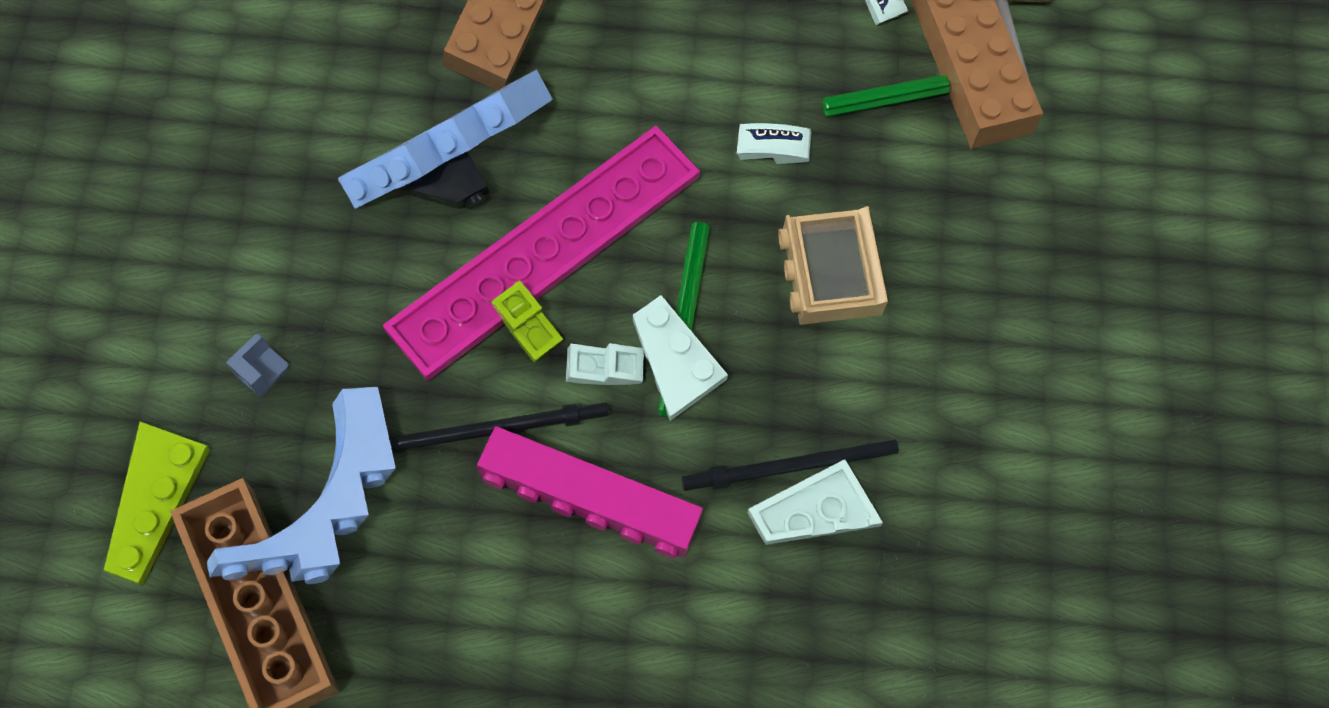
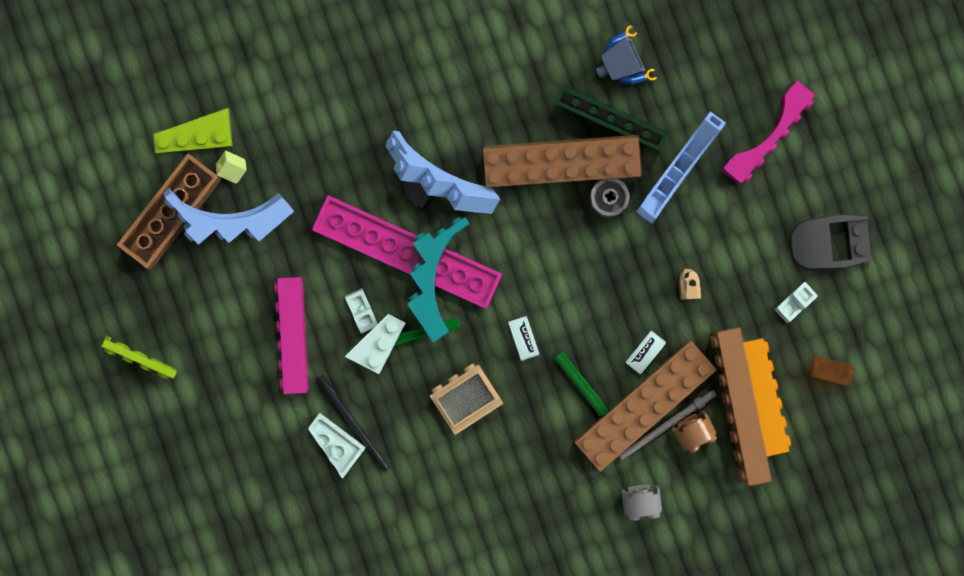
camera: 70 degrees right, 20 degrees up
(242, 459) = (231, 167): none -> yellowish green panel
(257, 365) = (280, 147): sand blue panel -> none
(526, 321) = (362, 263): lime slope -> none
(570, 415) = (327, 306): black bar -> none
(645, 248) = (425, 305): none -> teal arch
(1115, 81) = (641, 502): none -> light grey brick

